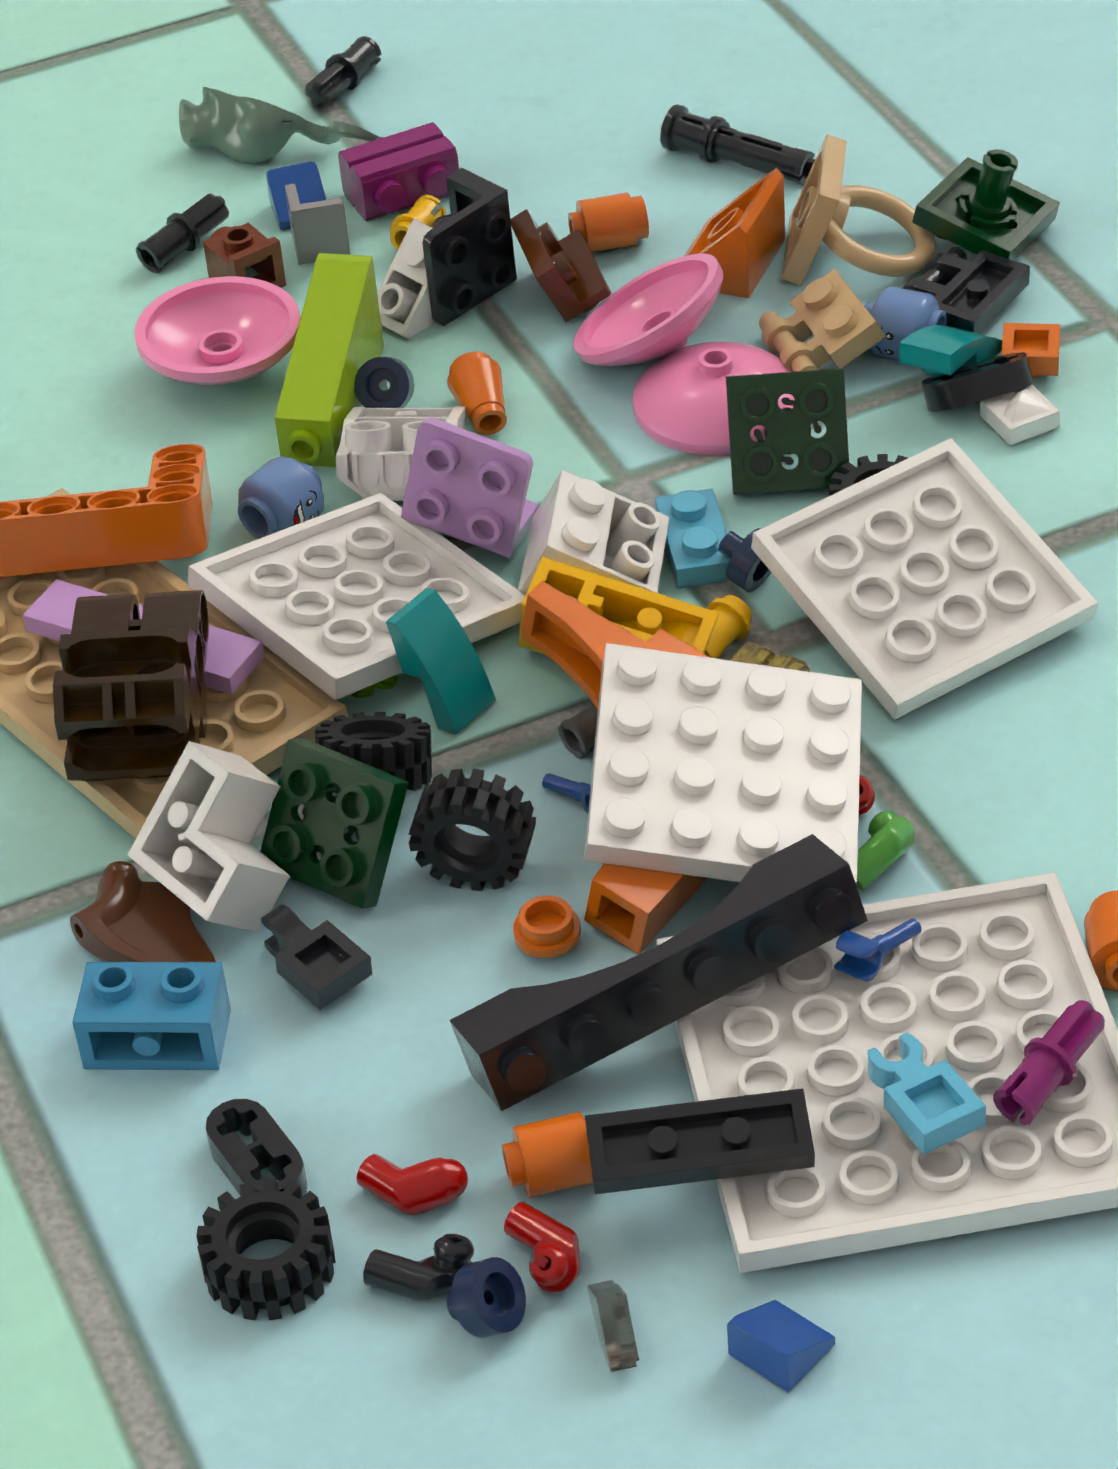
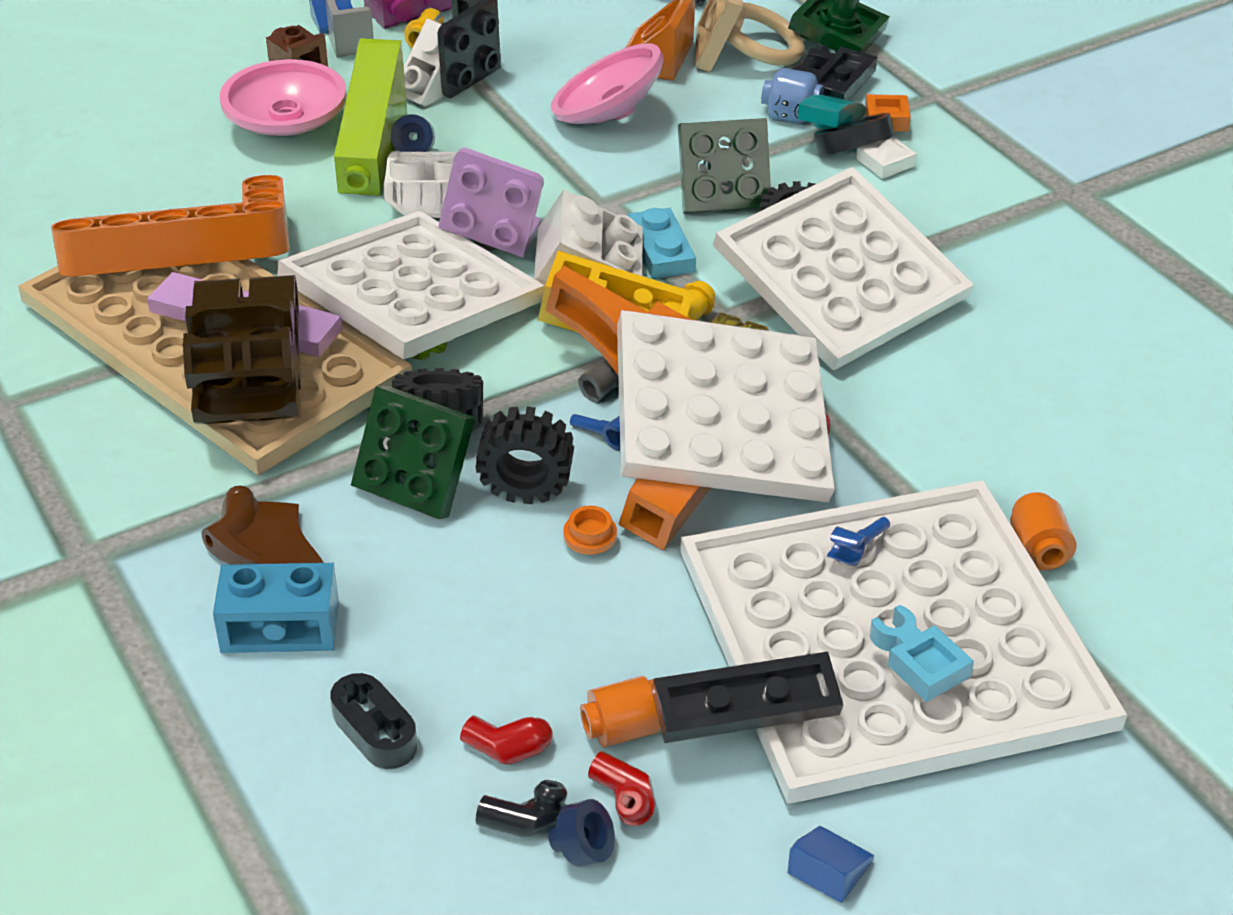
camera: 10 degrees left, 0 degrees up
(182, 232) = (247, 33): black axle -> none
(202, 838) = (308, 462): white brick -> none
(272, 1280) = (398, 825): black tyre -> none
(279, 496) = (341, 213): medium blue head -> none
(315, 961) = (406, 561): black plate -> none
(440, 653) = (482, 321): teal slope -> none
(478, 385) = (484, 134): orange cone -> none
(558, 1028) = (612, 610): black arch -> none
(561, 266) = (537, 55): reddish brown bracket -> none
(610, 221) = (566, 27): orange brick -> none
(613, 1325) = (691, 851): clear smoke tile -> none
(685, 397) = (646, 145): bright pink dish -> none
(745, 566) = (706, 259): dark blue tile -> none
(831, 314) = (739, 86): tan plate -> none
(889, 841) = (846, 461): bright green arm -> none
(1049, 1062) = (1013, 626): magenta axle -> none

